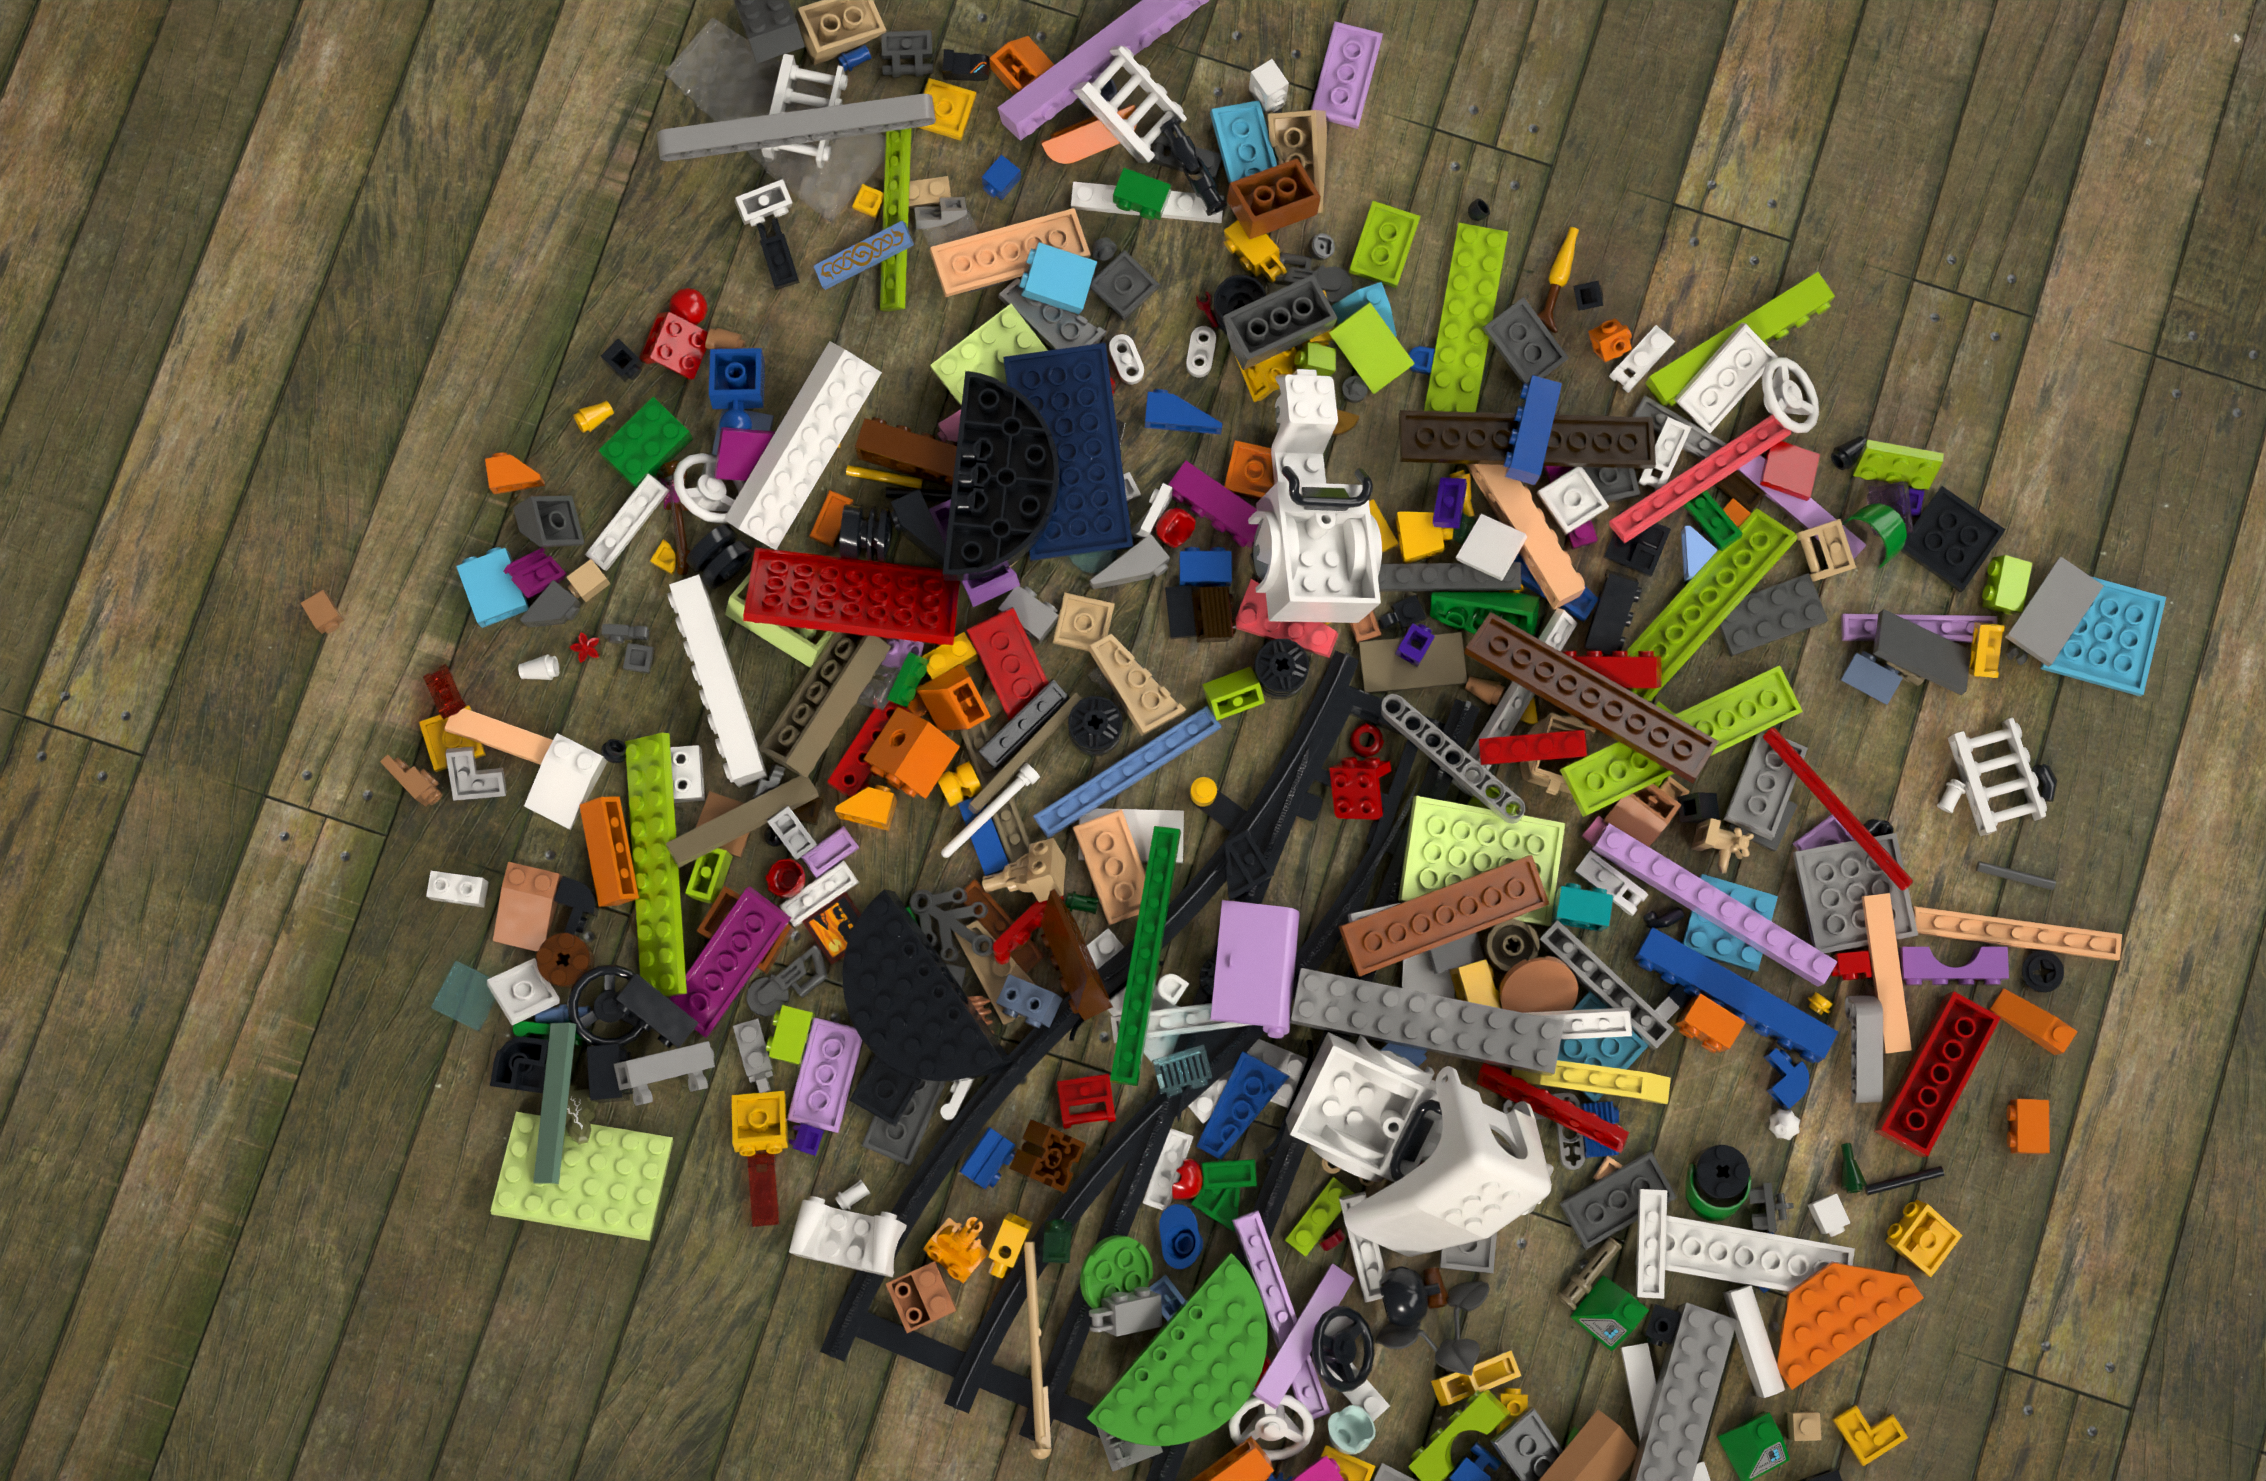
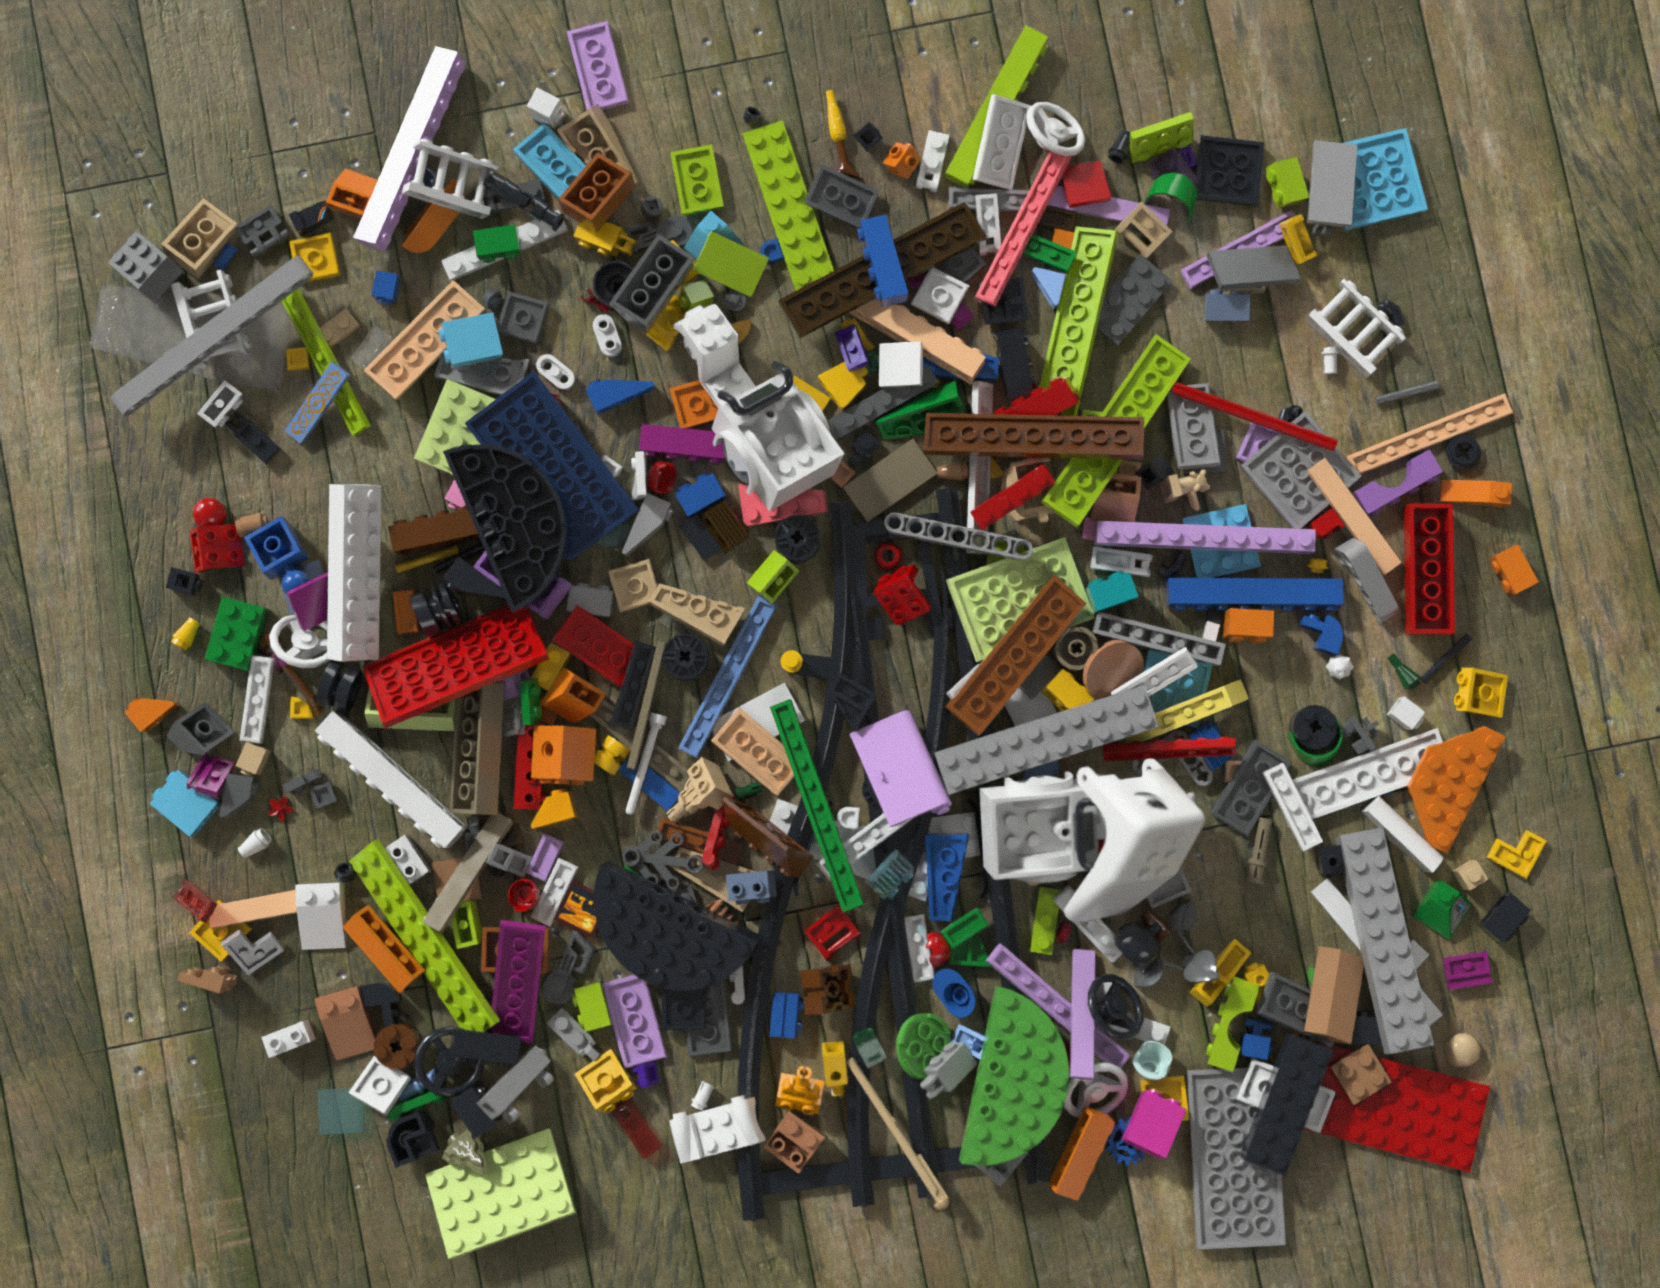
camera: 25 degrees left, 5 degrees up
(322, 612) = (70, 892): medium nougat brick -> none
(554, 1103) = (450, 1155): sand green tile -> none
(948, 211) = (361, 335): light grey slope -> none
(1415, 633) = (888, 457): dark purple brick -> none
(1609, 1313) = (1289, 872): green slope -> none

